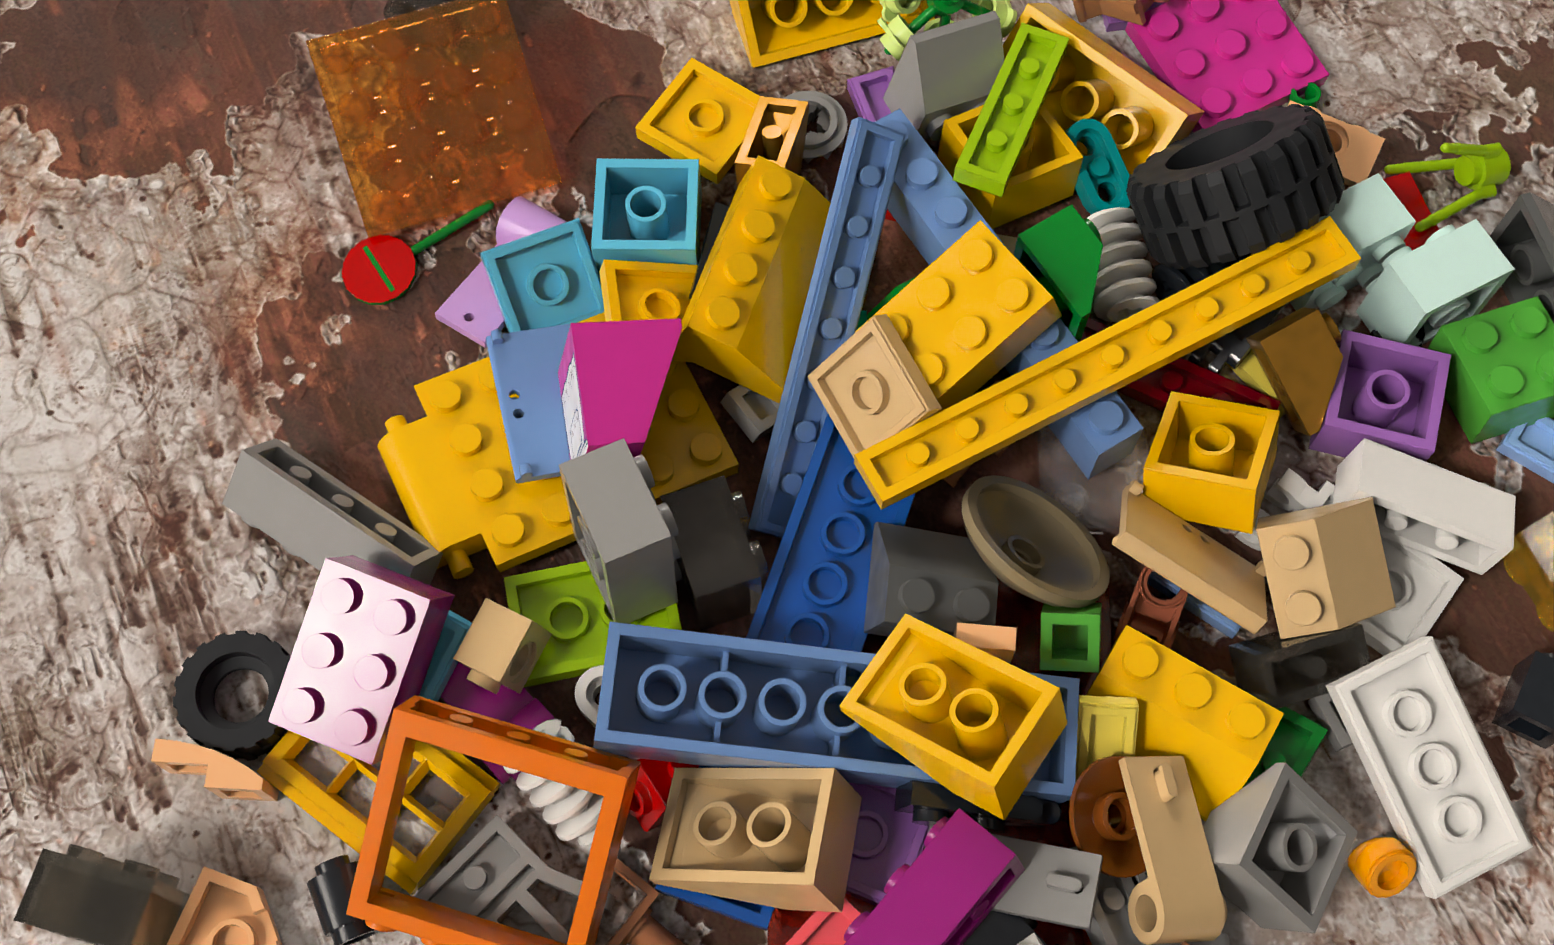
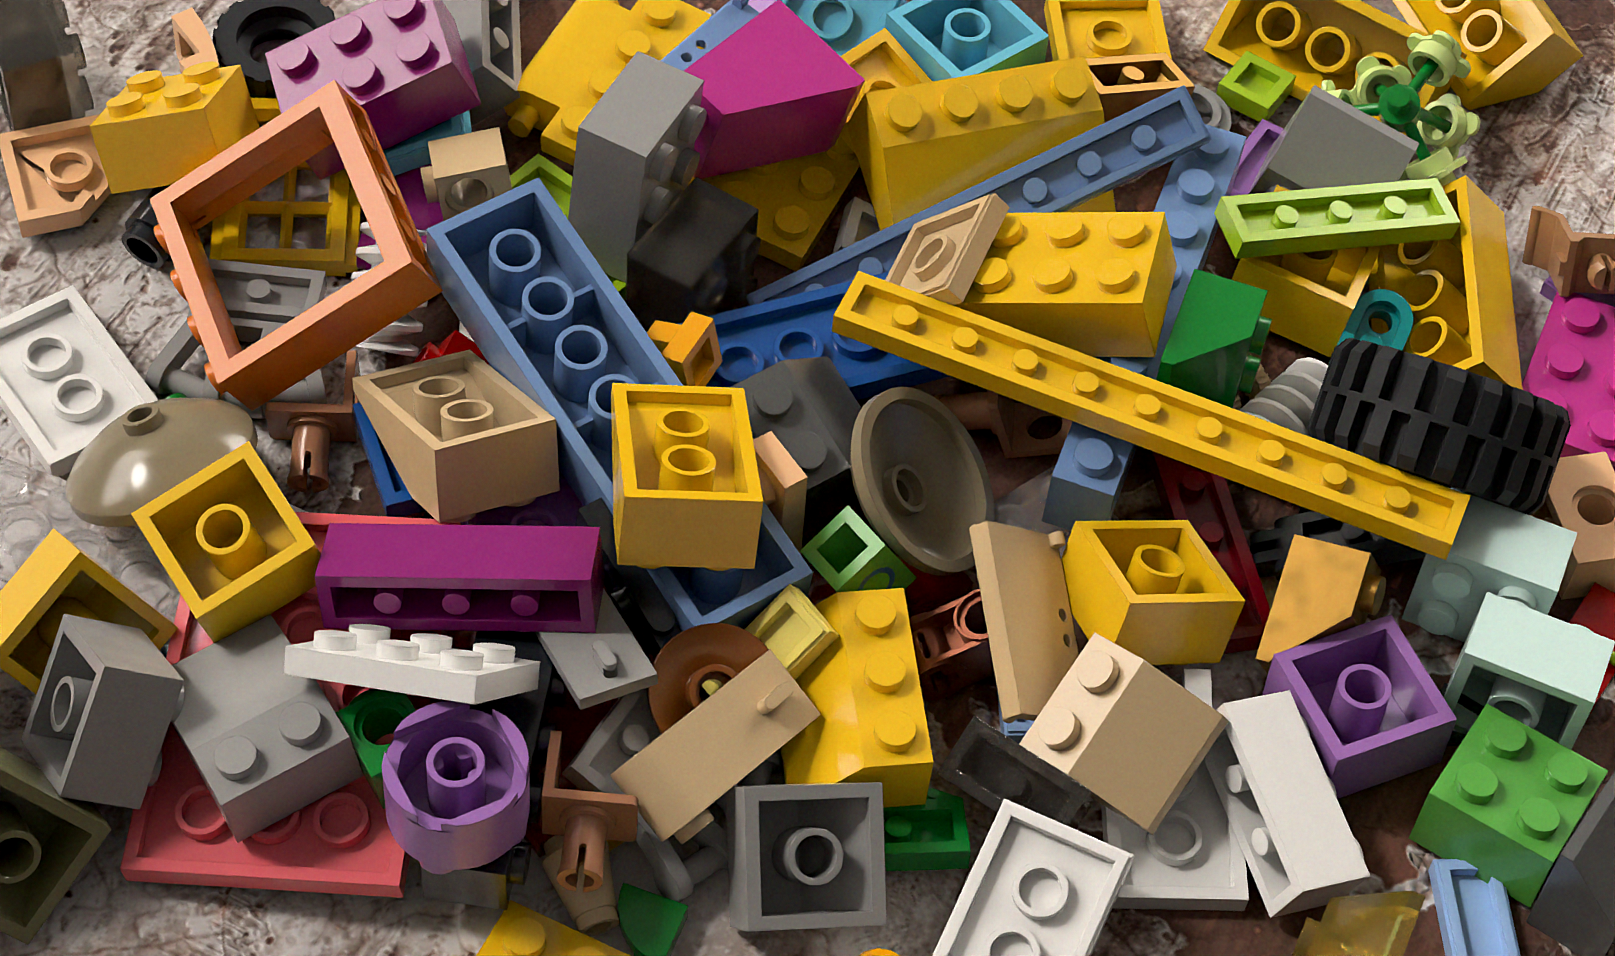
camera: 45 degrees right, 15 degrees down
(279, 841) = (171, 124): none -> yellow brick
(807, 621) = (689, 348): none -> light orange tile
(818, 62) = (1255, 87): none -> lime plate

